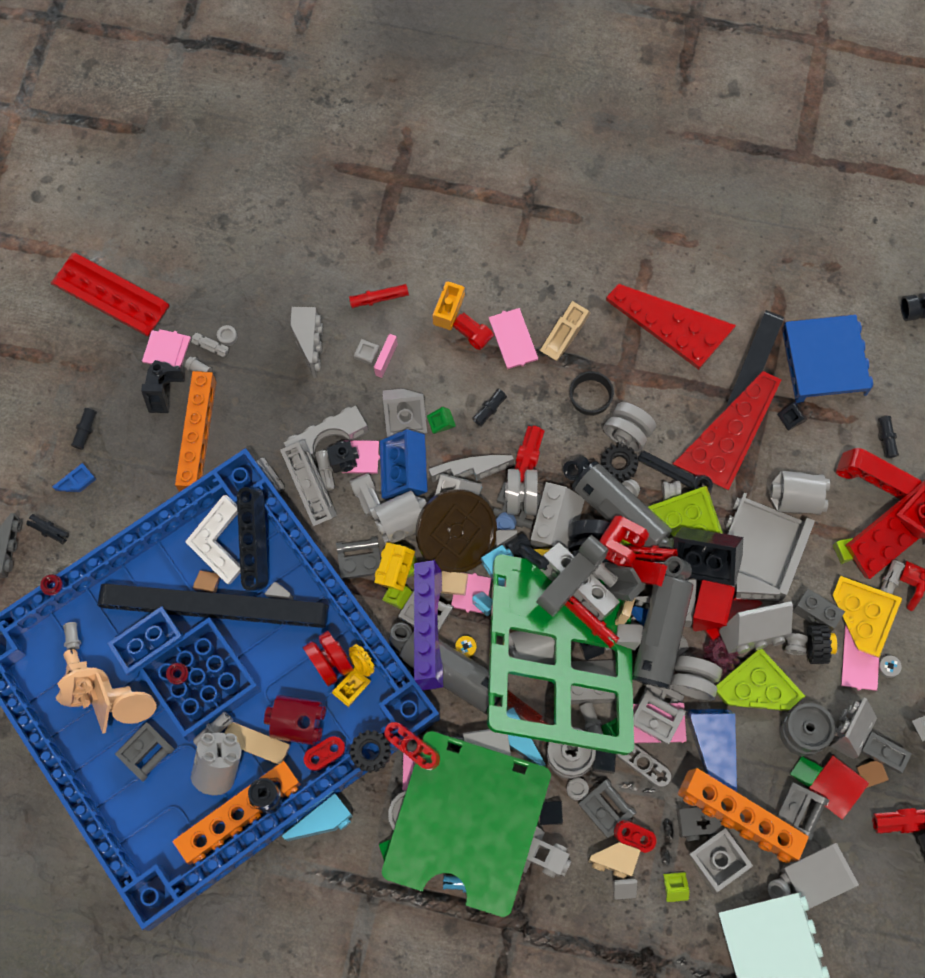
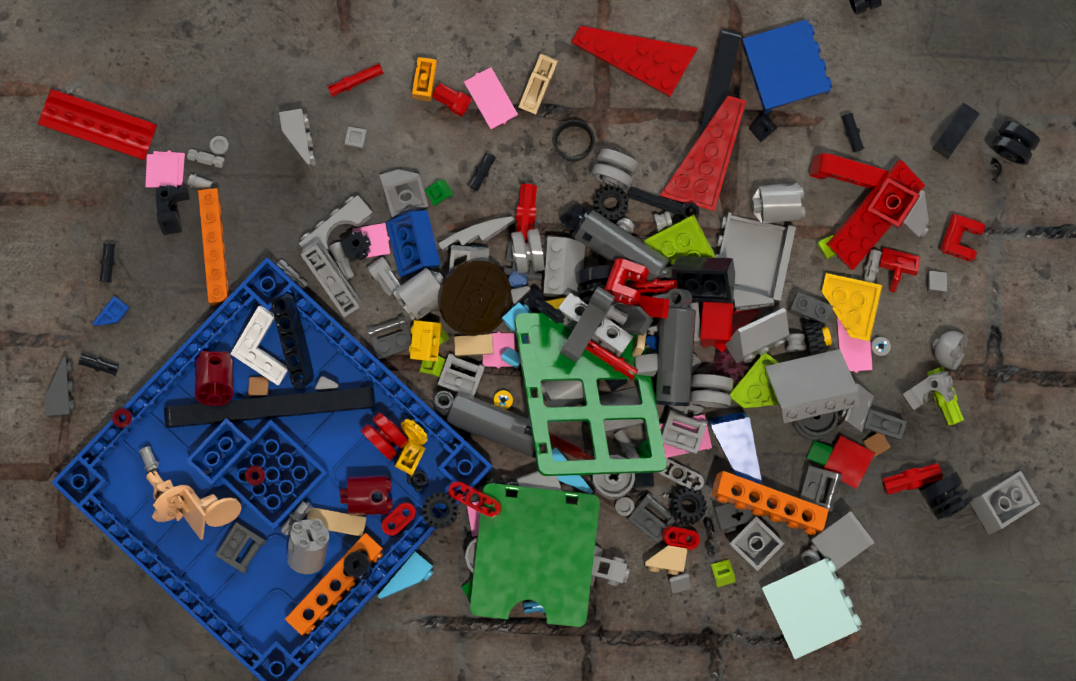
camera: 15 degrees left, 10 degrees up
(159, 562) = (214, 378): none -> dark red cylinder
(360, 715) = (418, 476): none -> black plate
(385, 355) = (374, 139): bright pink tile -> none
(427, 656) = (471, 413): dark purple arch -> none
(551, 813) = (606, 532): black slope -> none
(641, 810) = (680, 513): none -> black tyre
(813, 692) = (813, 385): none -> light grey panel

